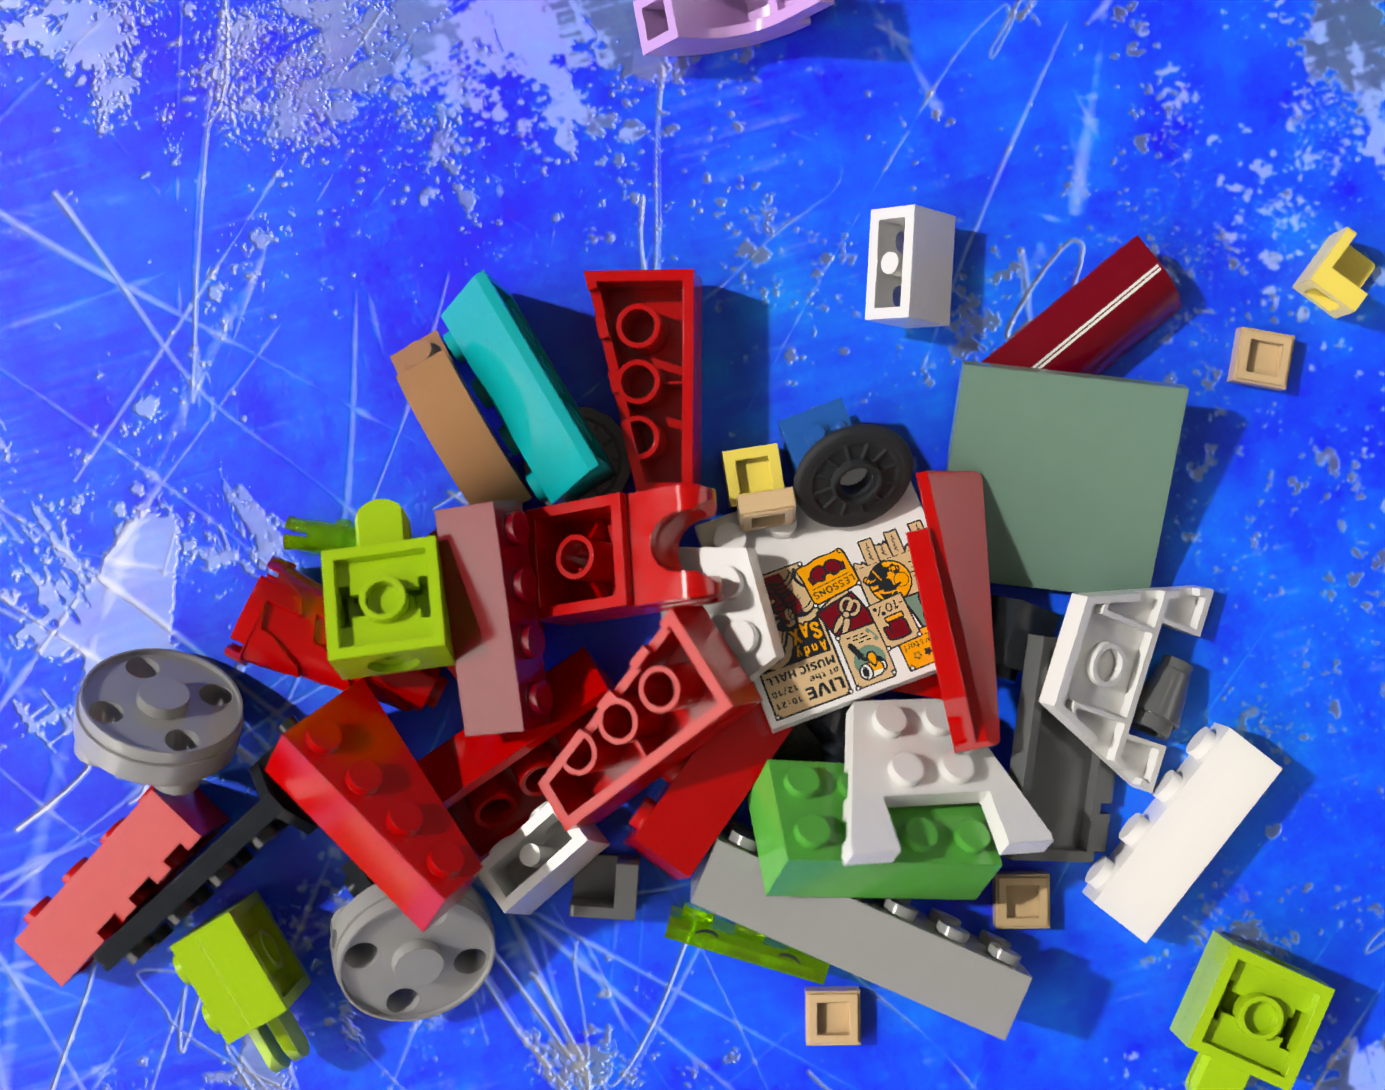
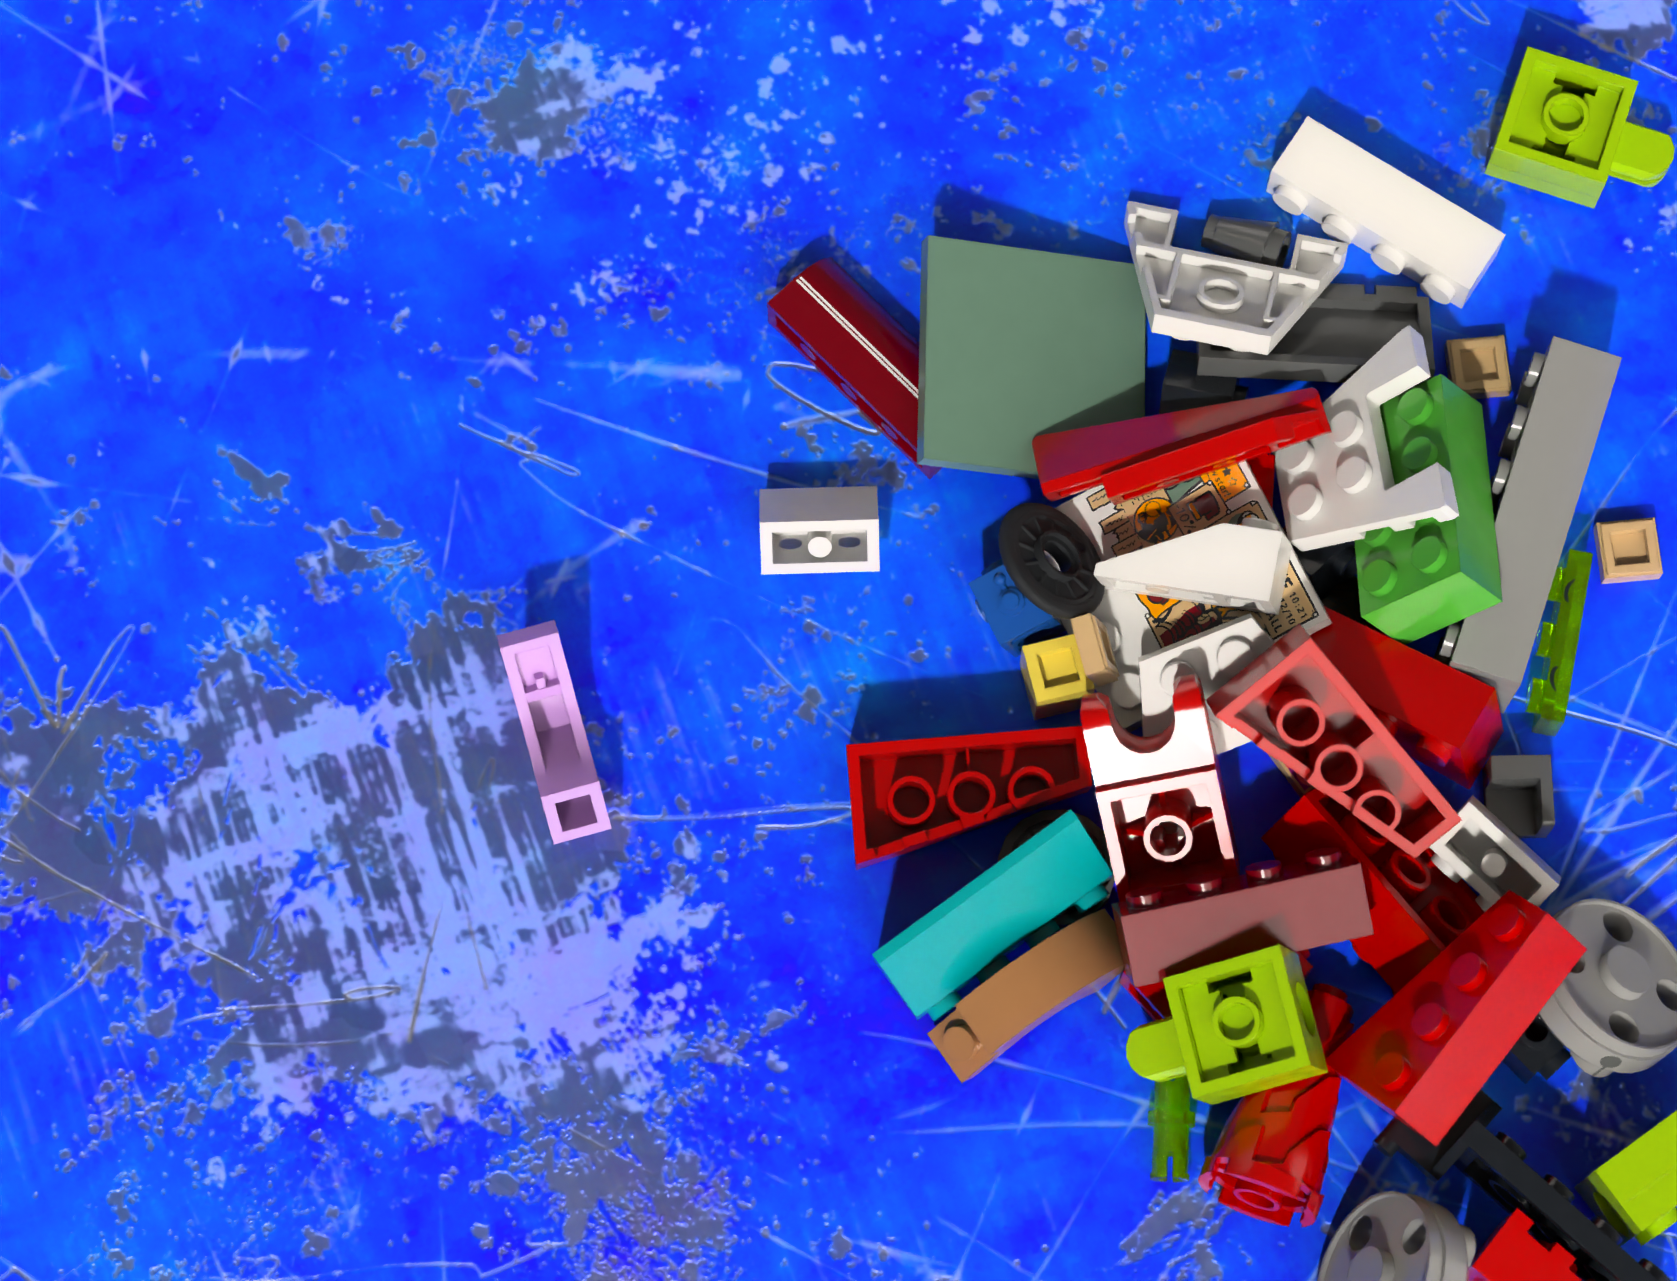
camera: 90 degrees left, 15 degrees down
(832, 628) = (1213, 566): none -> white slope
(1261, 358) = (879, 175): tan tile -> none
(1336, 275) = (786, 108): light yellow panel -> none

